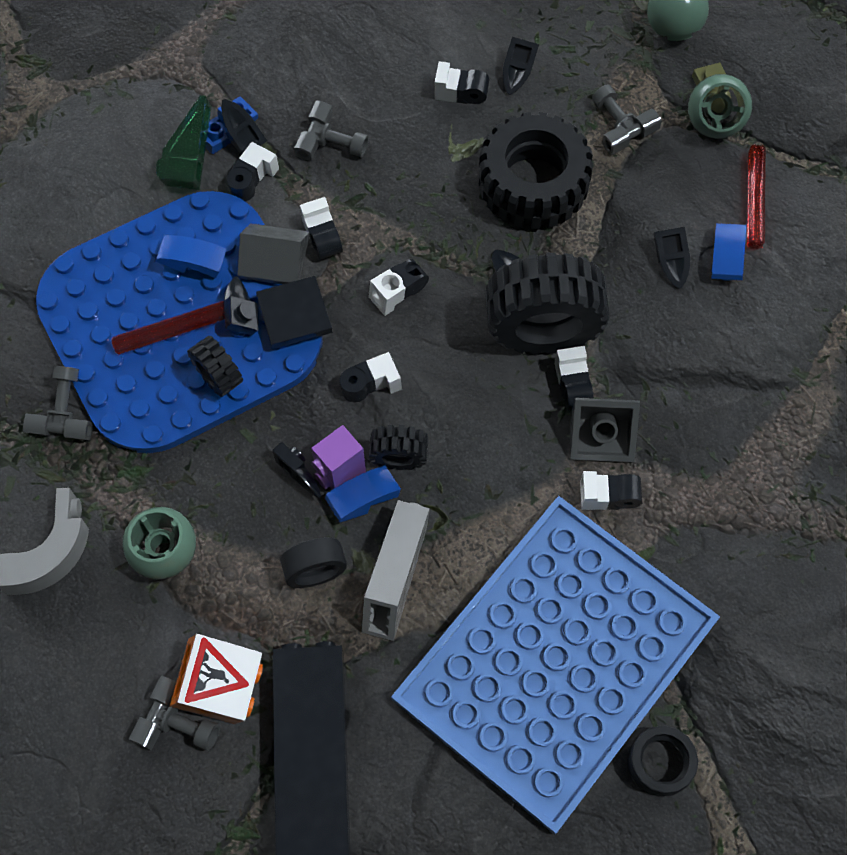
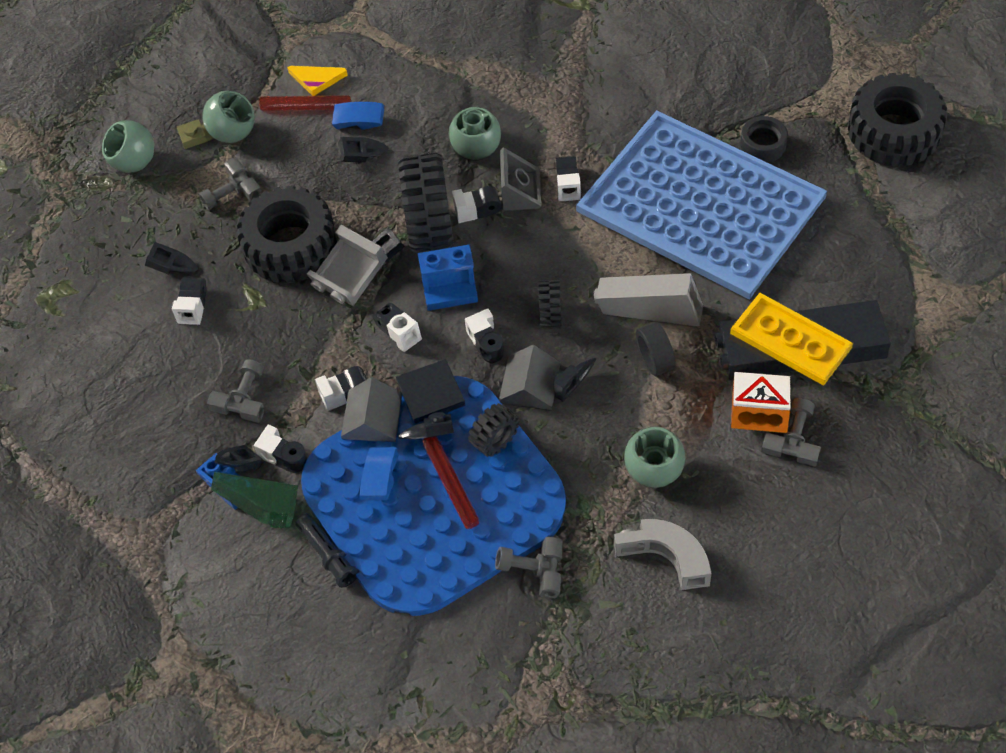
camera: 90 degrees left, 10 degrees down
(113, 219) = (333, 557): none -> black pin
(297, 731) = (791, 338): none -> yellow tile
(302, 421) = (530, 379): none -> dark grey slope
(338, 459) = (566, 339): medium lavender brick -> none
(359, 493) = (589, 330): blue slope -> none
(444, 332) = (448, 277): none -> blue panel
(483, 234) = (348, 267): none -> light grey panel
(685, 394) = (475, 133): none -> sand green wheel
(799, 209) = (316, 78): none -> yellow tile

